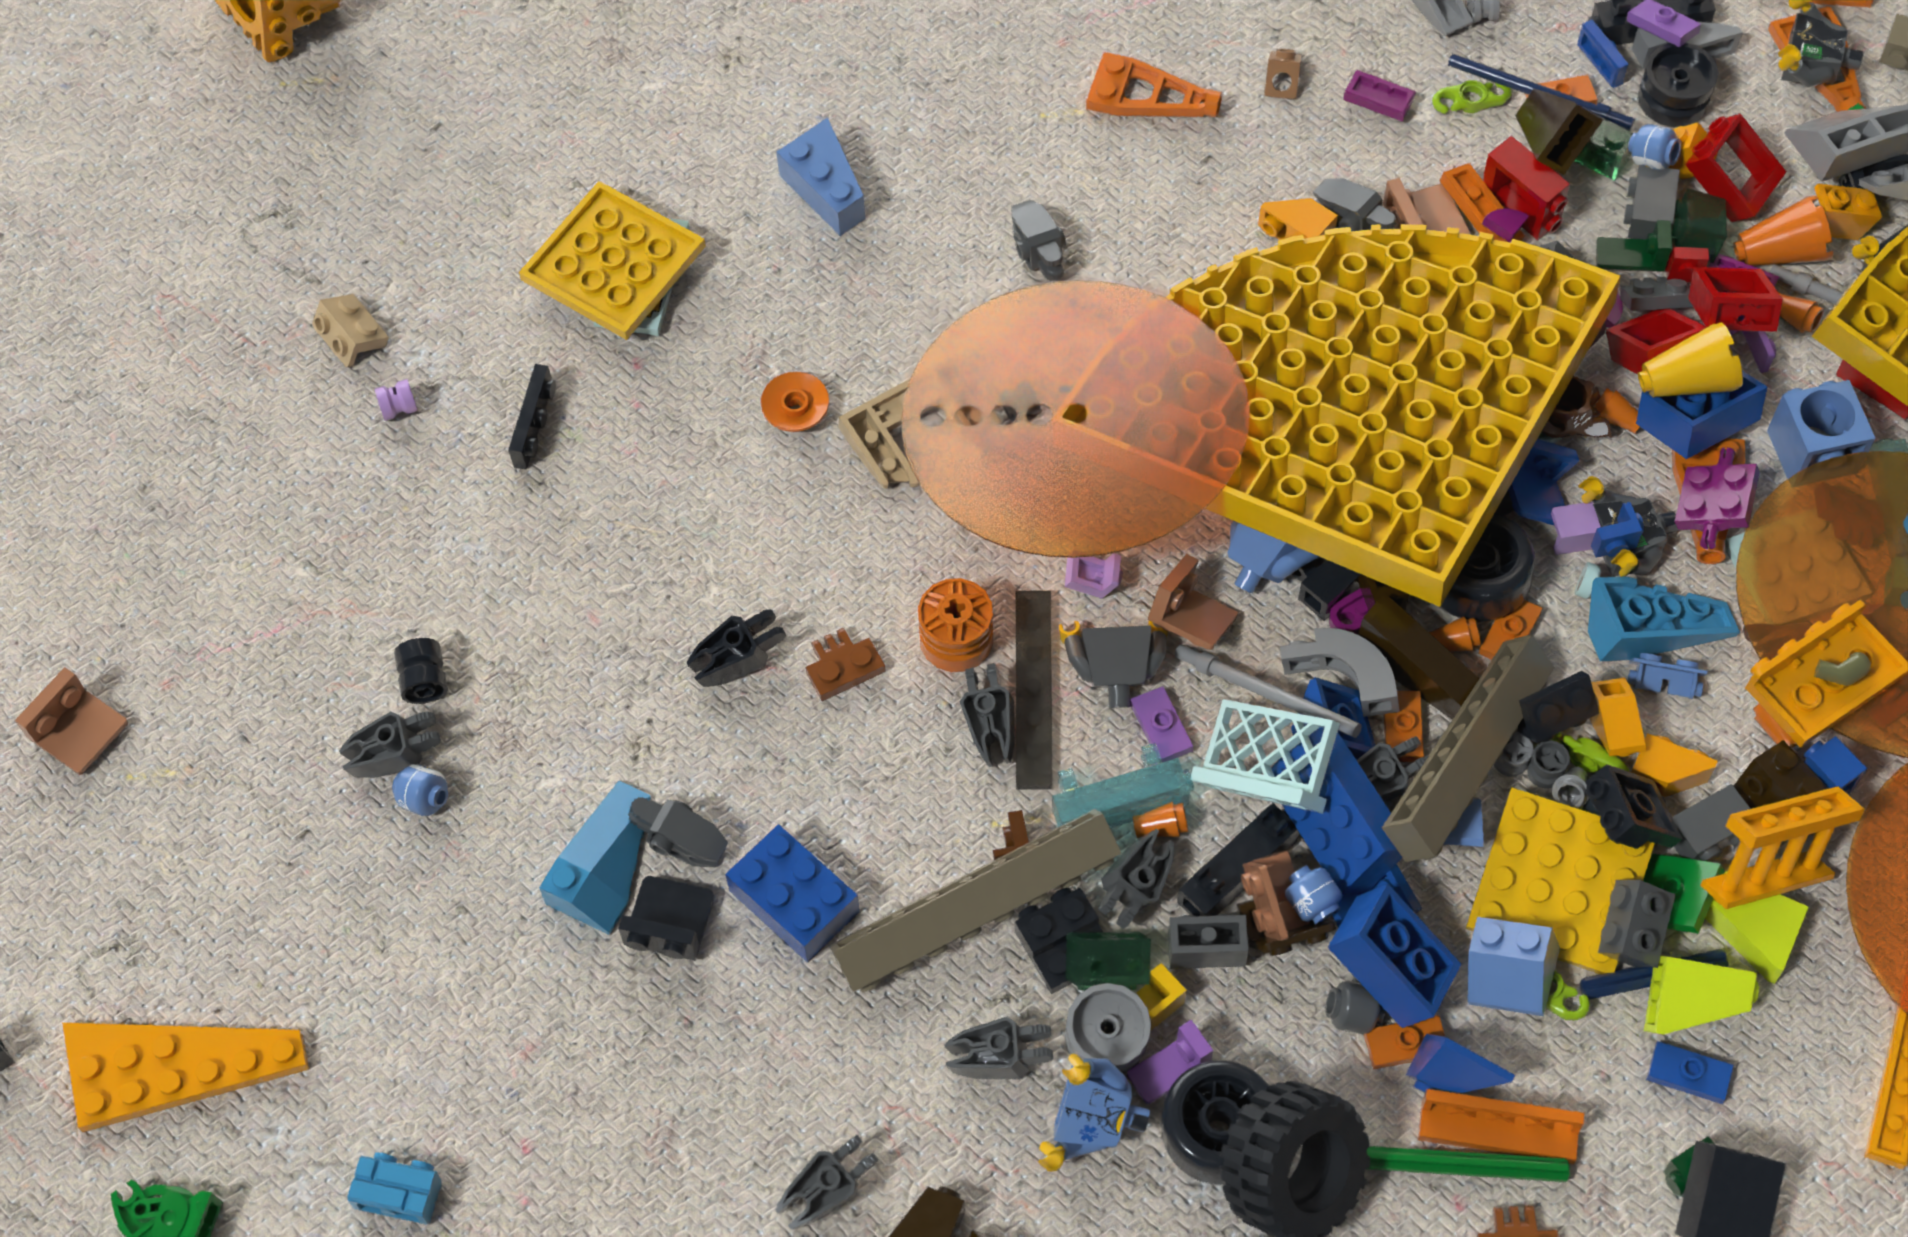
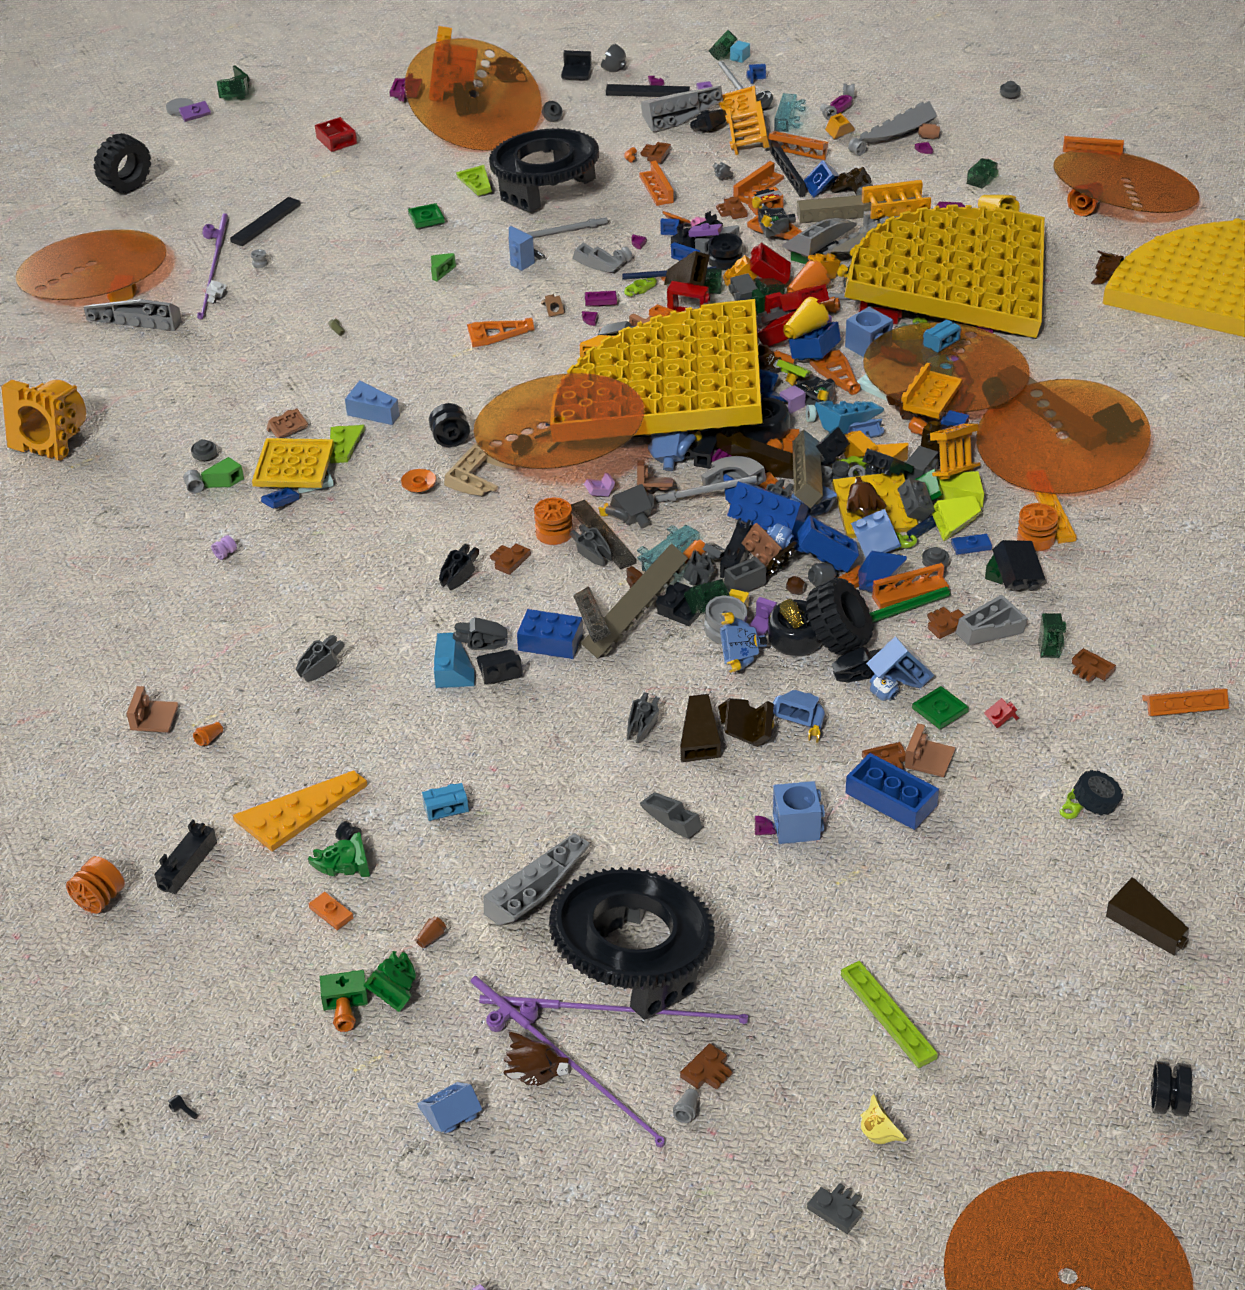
camera: 30 degrees left, 20 degrees down
(130, 816) = (207, 733): none -> orange cone
(205, 1172) = (346, 831): none -> black wheel
(348, 327) = (177, 534): tan bracket -> none
(419, 670) = (312, 627): black wheel -> none
(420, 790) = (346, 668): medium blue head -> none
(436, 220) = (193, 481): none -> light grey wheel
(491, 225) = (223, 474): none -> bright green slope
(496, 152) = (203, 450): none -> dark grey plate
(532, 416) = (297, 529): black plate -> none
(550, 328) = (280, 498): none -> blue plate
(661, 156) = (287, 424): none -> nougat bracket
(732, 239) = (344, 441): none -> lime wing
(874, 902) = (591, 614): none -> clear smoke tile
(914, 300) = (449, 425): none -> black wheel
(998, 1050) = (683, 645): dark grey hinge -> none
(1038, 239) = (485, 389): dark grey hinge -> none
(1161, 724) = (663, 521): medium lavender plate -> none
(1191, 849) = (713, 550): none -> dark grey plate
(1212, 1105) = (790, 611): none -> clear yellow cone
(1266, 786) = (729, 512): light aqua fence -> none
(1291, 1005) = (795, 585): none -> reddish brown tile
(1333, 134) = (590, 317): none -> magenta tile
(1528, 877) = (863, 499): none -> reddish brown piece
(1594, 1077) = (935, 556): none -> dark grey plate
(1616, 466) = (794, 369): none -> lime wing
(1623, 535) = (813, 386): blue bracket -> none
(1655, 147) = (732, 268): medium blue head -> none
(1717, 497) = (843, 364): magenta plate -> none
(1826, 1127) = (1038, 524): none -> orange wheel
(1845, 673) = (939, 386): olive arm -> none

